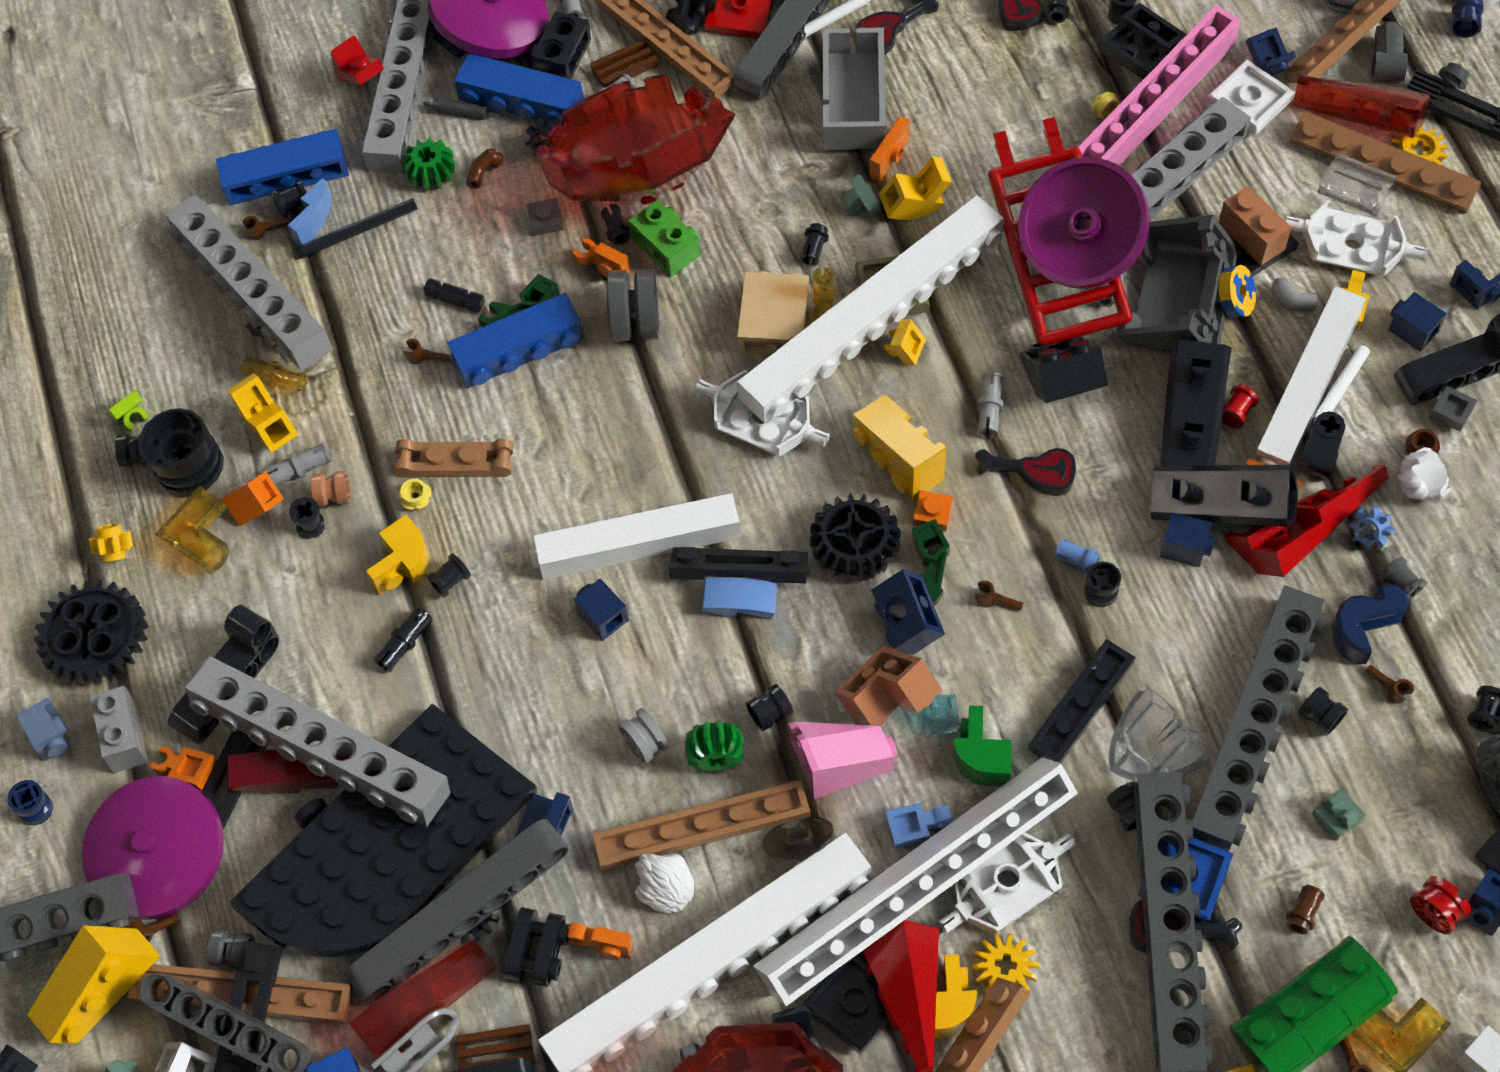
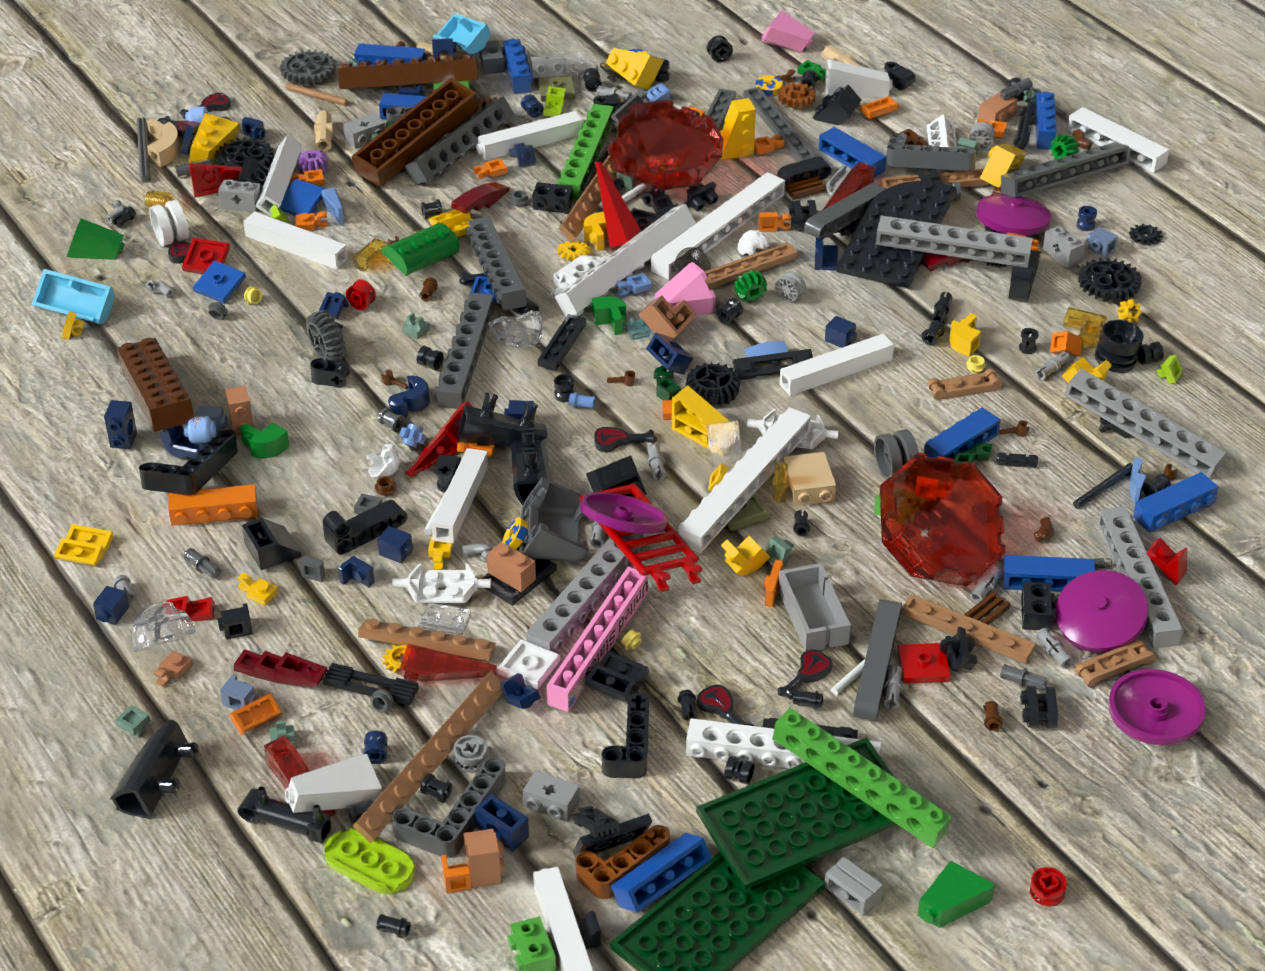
camera: 160 degrees right, 20 degrees down
(333, 488) = (1021, 356): nougat wheel -> none
(428, 163) = (1080, 520): green gear -> none
(541, 129) = (1013, 544): black gear -> none
(1238, 406) = (501, 485): red bush -> none
(1388, 59) = (431, 708): dark grey piece -> none

